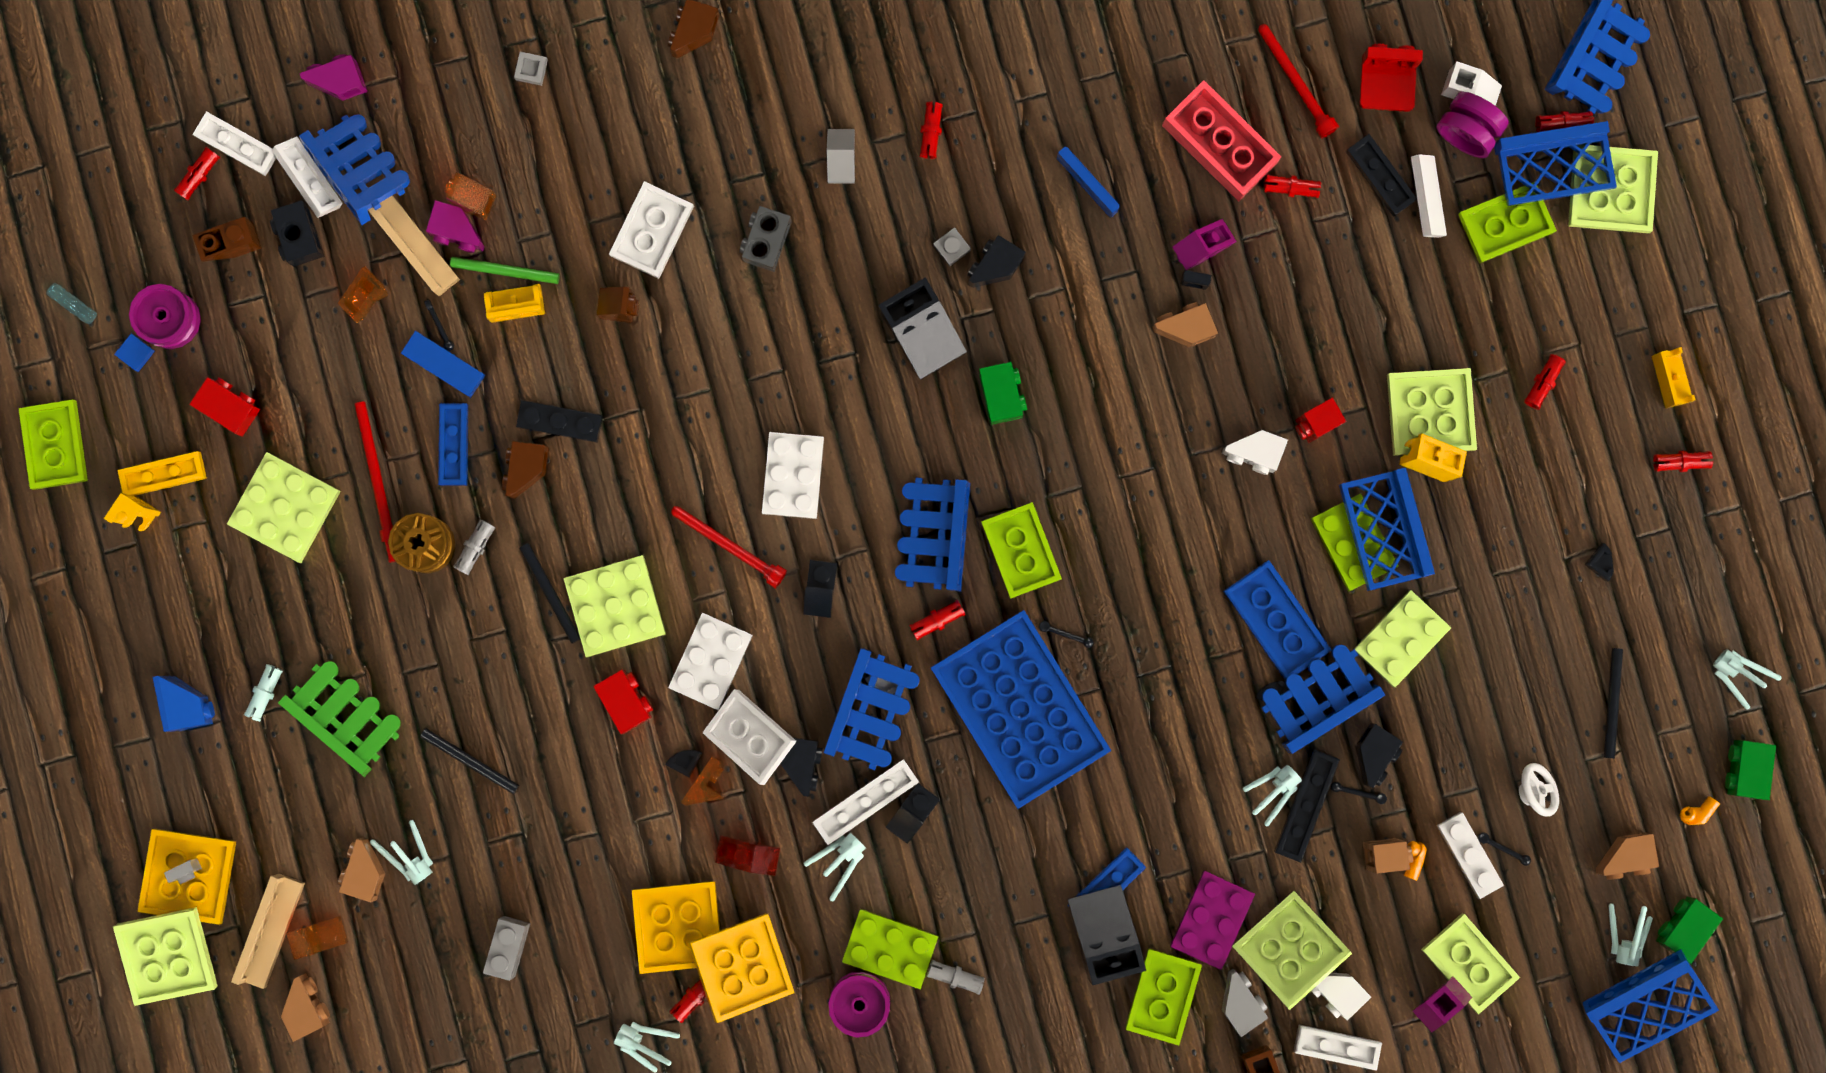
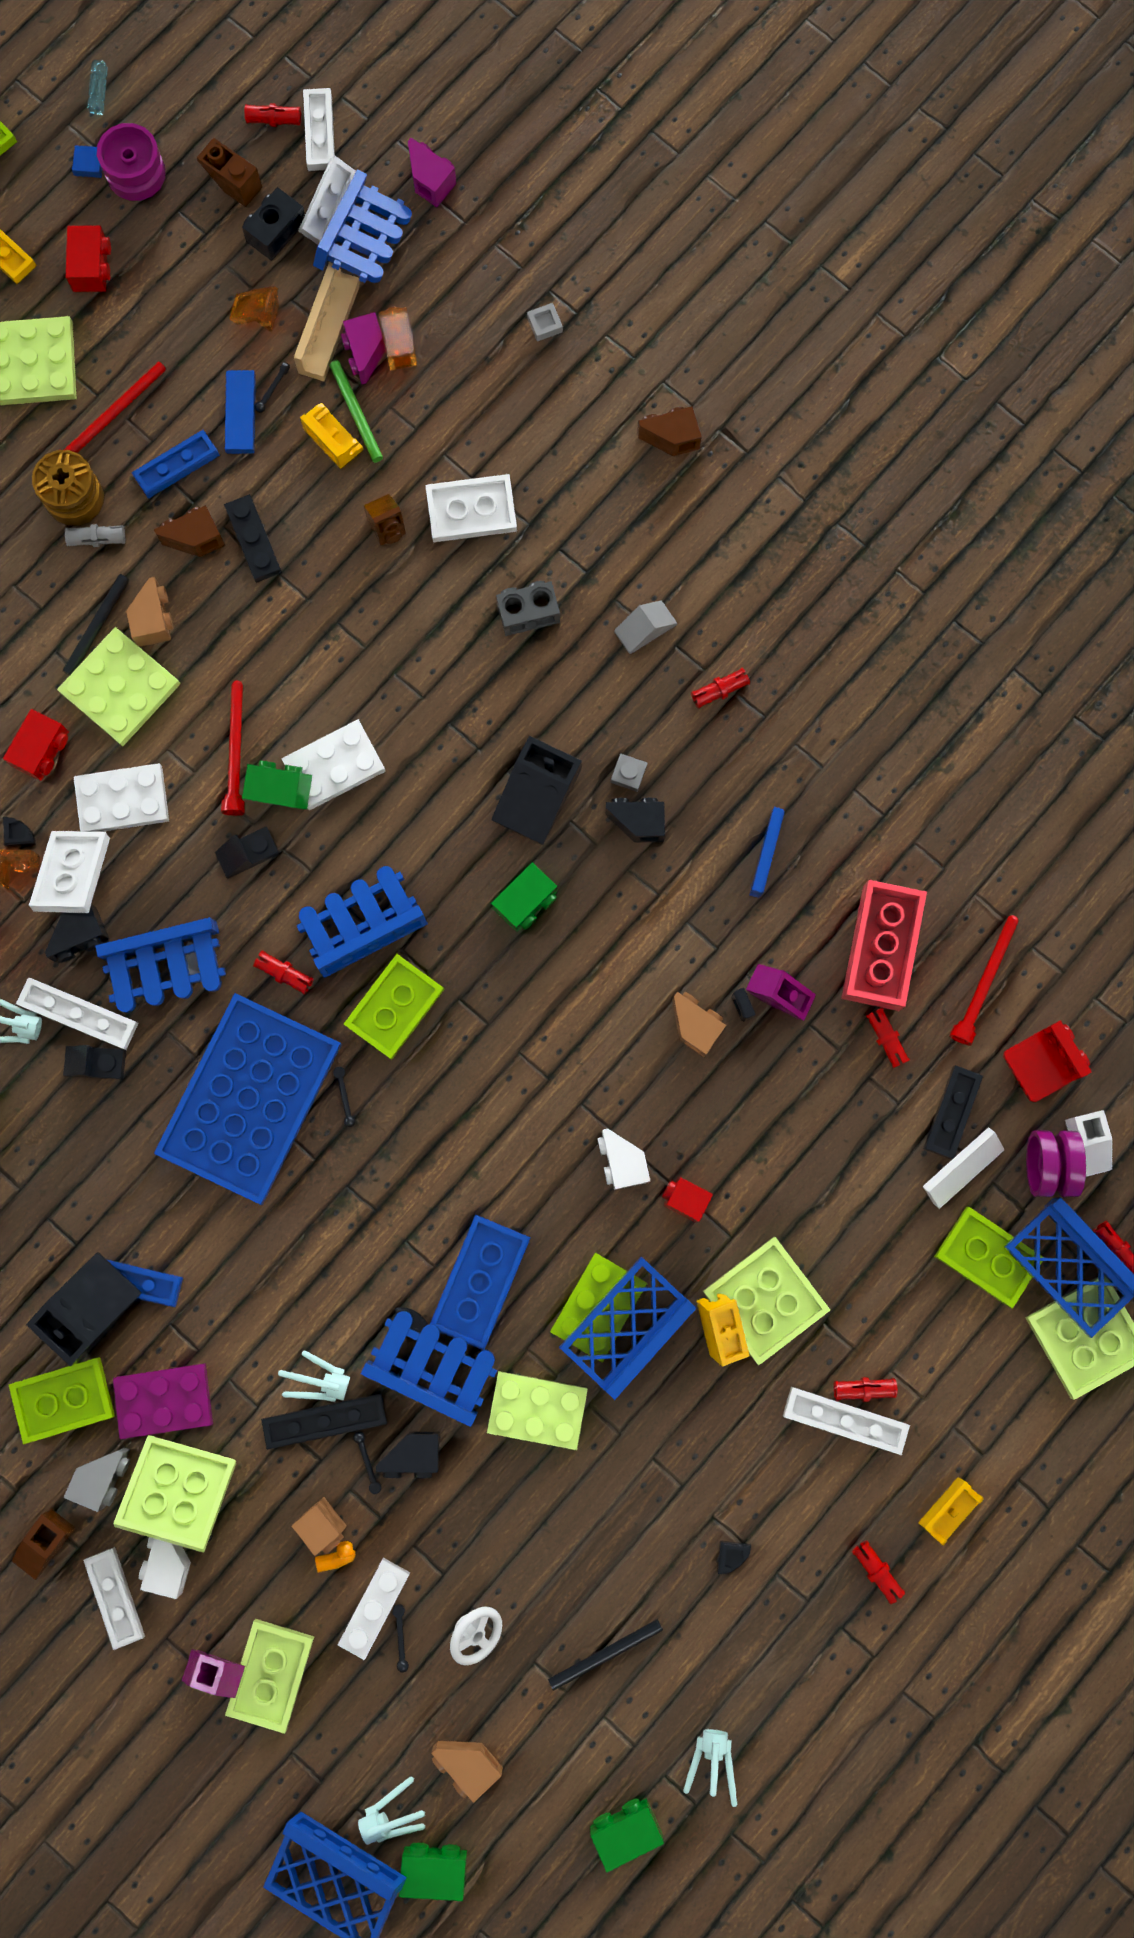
camera: 55 degrees right, 5 degrees down
(573, 546) = (148, 616): none -> medium nougat slope
(785, 529) = (277, 786): none -> green brick
(1558, 411) = (846, 1420): none -> white plate
(1701, 814) = (552, 1811): light orange arm -> none

